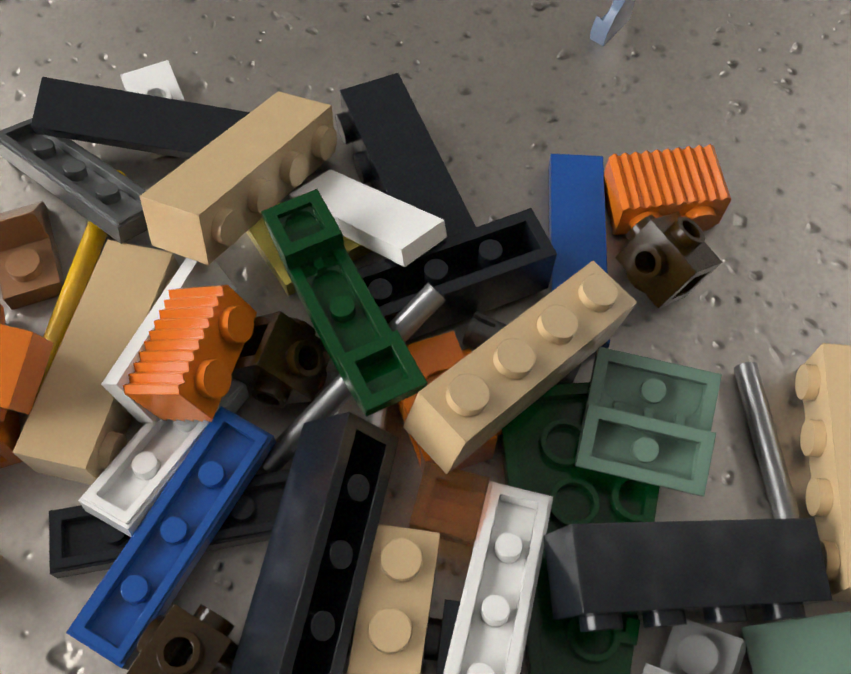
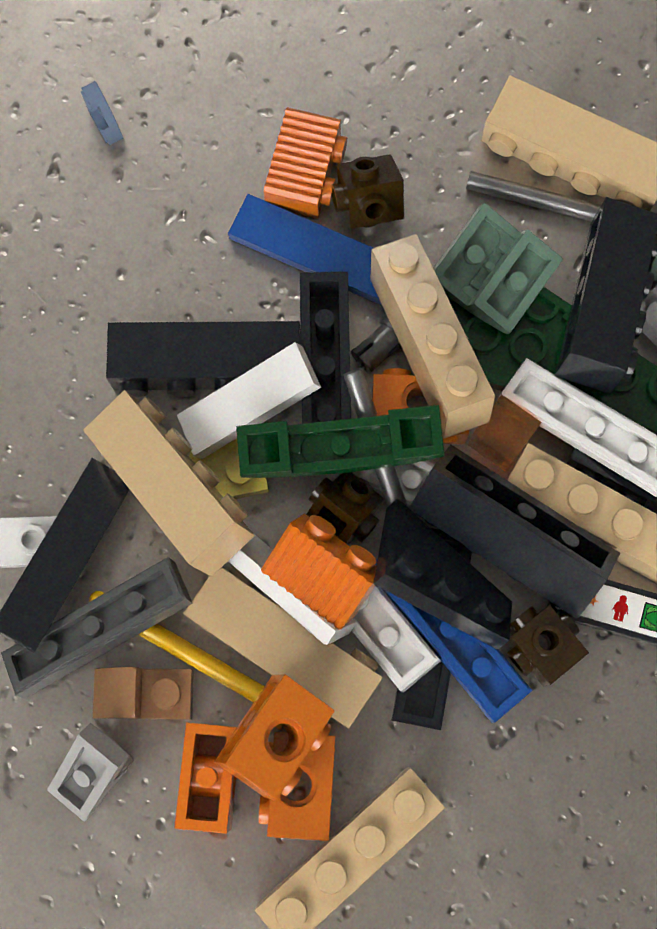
camera: 65 degrees left, 15 degrees up
(223, 491) = (437, 579): none -> black wing

